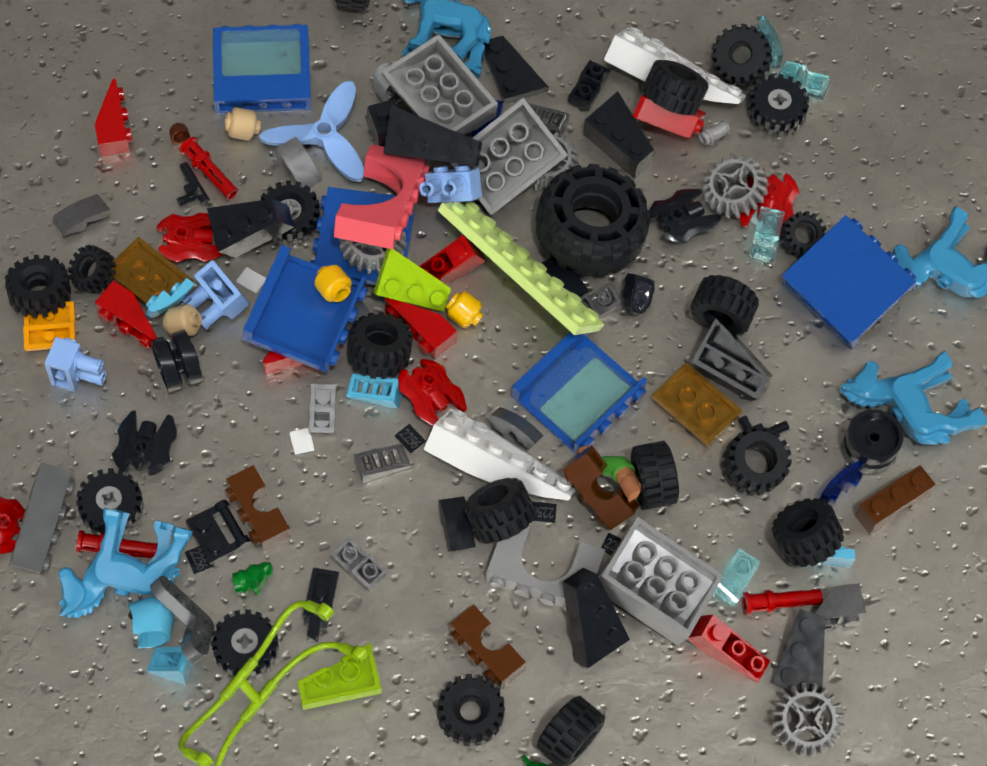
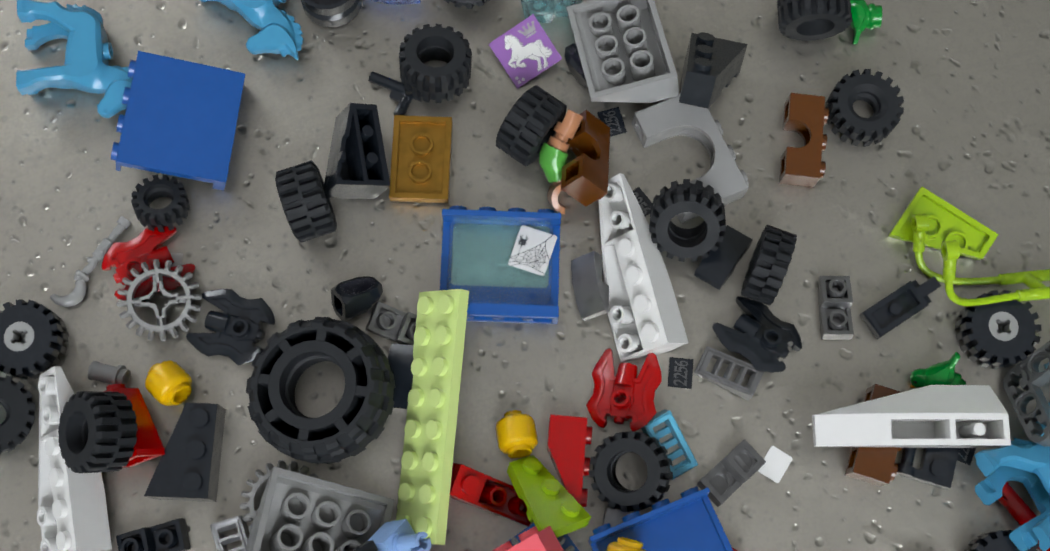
camera: 130 degrees left, 10 degrees up
(243, 522) = (918, 419): none -> white wedge
(383, 500) = (759, 336): none -> black piece
(424, 532) = (769, 265): none -> black tyre
(571, 419) = (532, 250): none -> white sticker
(677, 156) = (168, 383): none -> yellow head
(717, 530) = (525, 51): none -> medium lavender sticker
(767, 234) = (188, 232): clear light blue slope -> none
(794, 164) = (81, 276): none -> light grey piece

